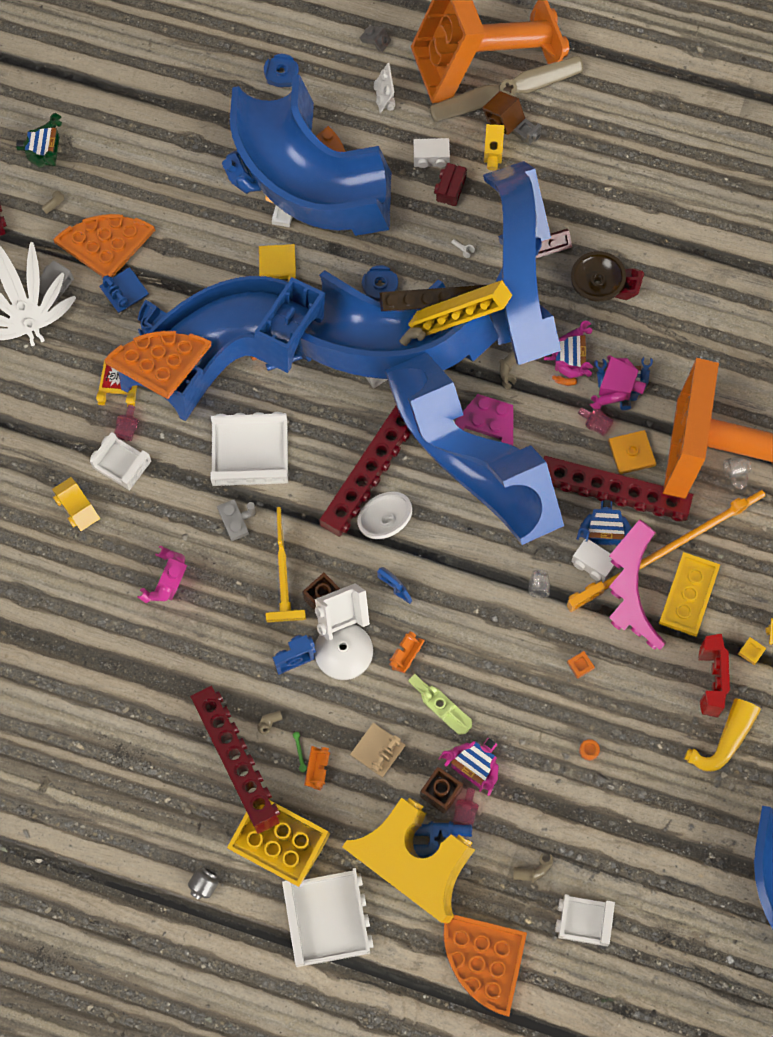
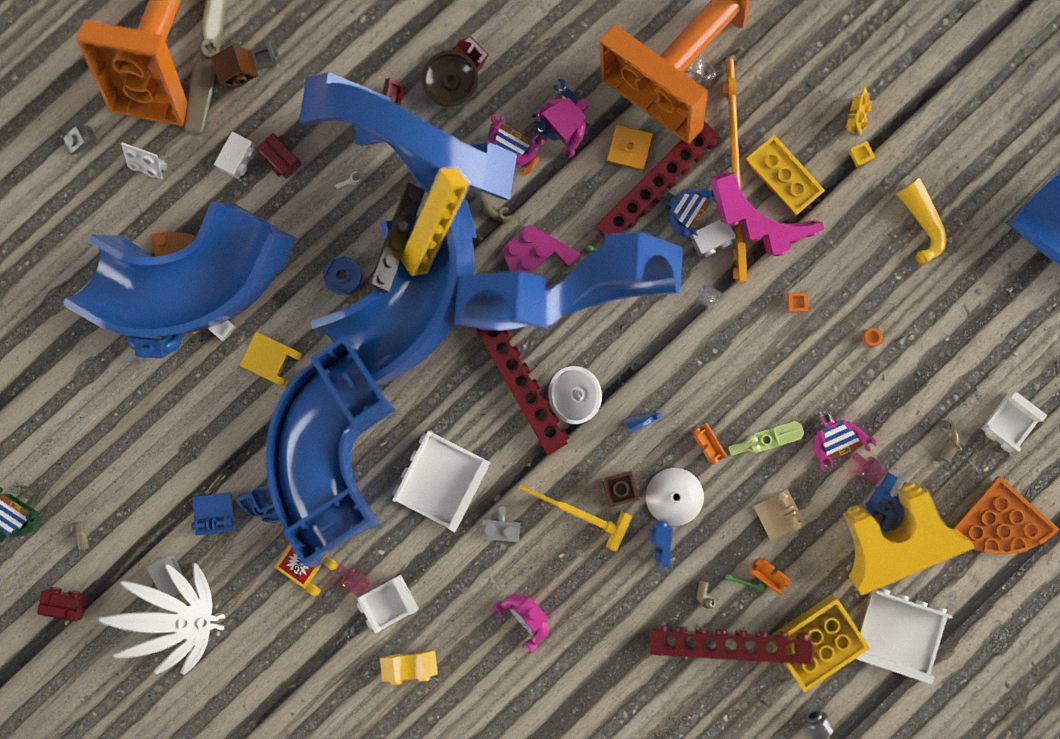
camera: 60 degrees left, 15 degrees up
(105, 241) = (152, 506): orange plate -> none
(159, 359) = (319, 523): orange plate -> none
(280, 79) = (74, 246): blue plate -> none
(341, 610) = (643, 481): white panel -> none
(412, 333) = (423, 277): dark tan arm -> none
(441, 790) = (846, 481): reddish brown head -> none
(493, 146) = (258, 91): yellow torso -> none
(596, 421) = (585, 160): clear pink piece -> none
(713, 649) = (874, 191): red plate -> none

